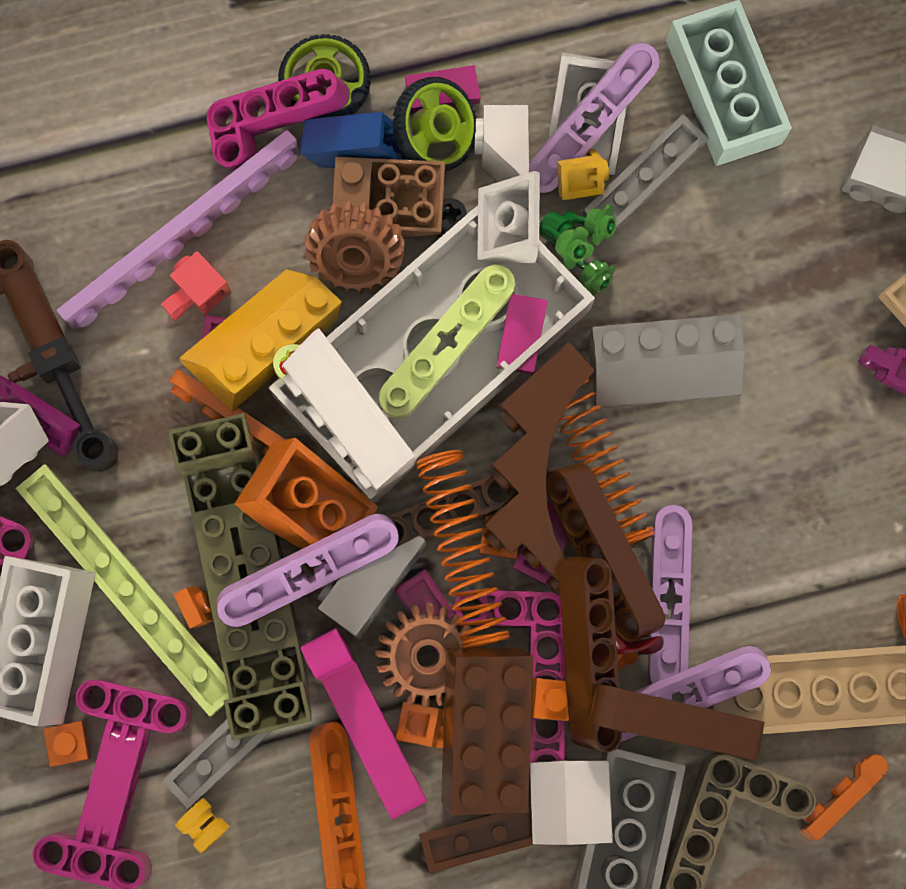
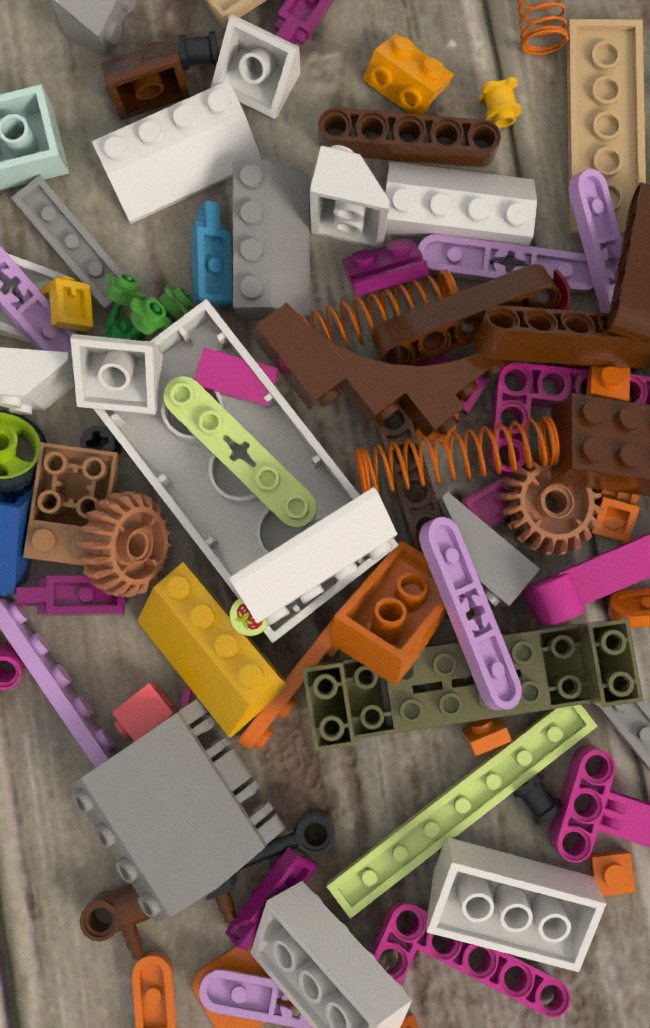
camera: 80 degrees left, 5 degrees up
(108, 315) = (175, 813): none -> light grey hinge
(136, 662) = (538, 799): none -> black bush
(303, 202) = (69, 597): none -> magenta hinge
(644, 304) = (211, 257): none -> dark azure hinge
(652, 472) = (384, 266): none -> magenta plate
(709, 419) = (347, 199): none -> white slope
(727, 542) = (459, 204): none -> white slope
(746, 264) = (177, 151): none -> white slope
(798, 472) = (423, 127): none -> reddish brown beam
(816, 225) = (145, 79): none -> reddish brown slope
(837, 578) = (501, 101): none -> yellow brick
(840, 332) = (257, 66): none -> white slope
(853, 276) = (198, 50): none -> black bush
(856, 483) = (406, 75): none -> light orange bracket

